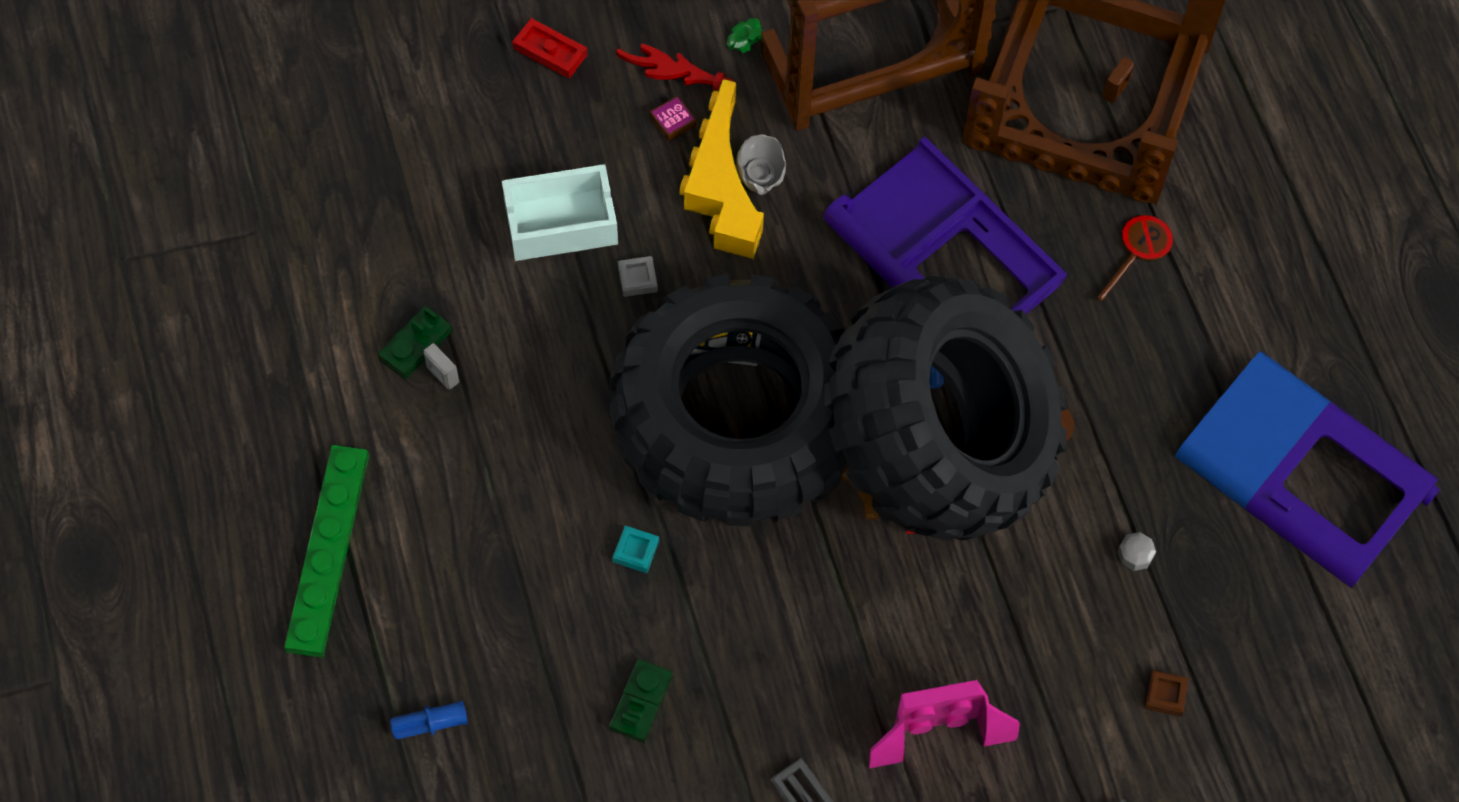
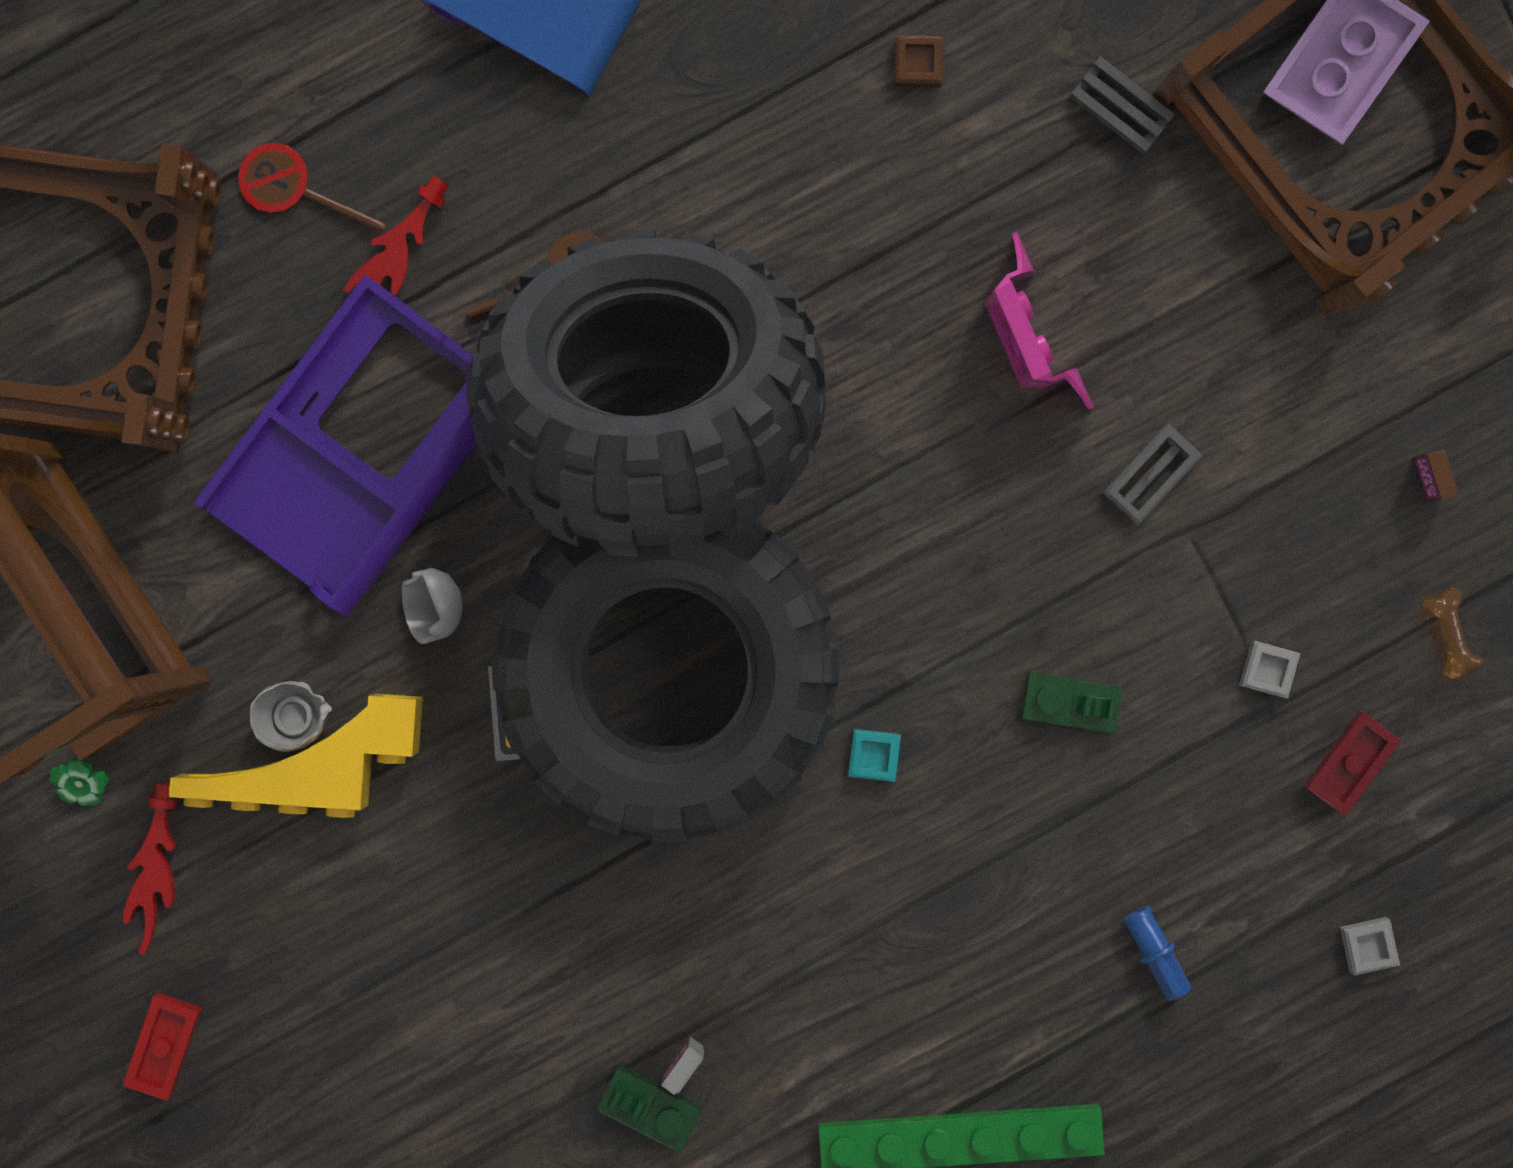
camera: 105 degrees left, 25 degrees up
(560, 212) = (426, 969): light aqua piece -> none
(637, 276) = (487, 843): light grey tile -> none
(672, 118) = (234, 852): tile -> none
(819, 273) = (431, 605): none -> light grey hair
(1075, 302) = (395, 258): none -> red piece
(1118, 80) = (36, 252): reddish brown tile -> none
(1136, 551) = (738, 125): light grey tile -> none

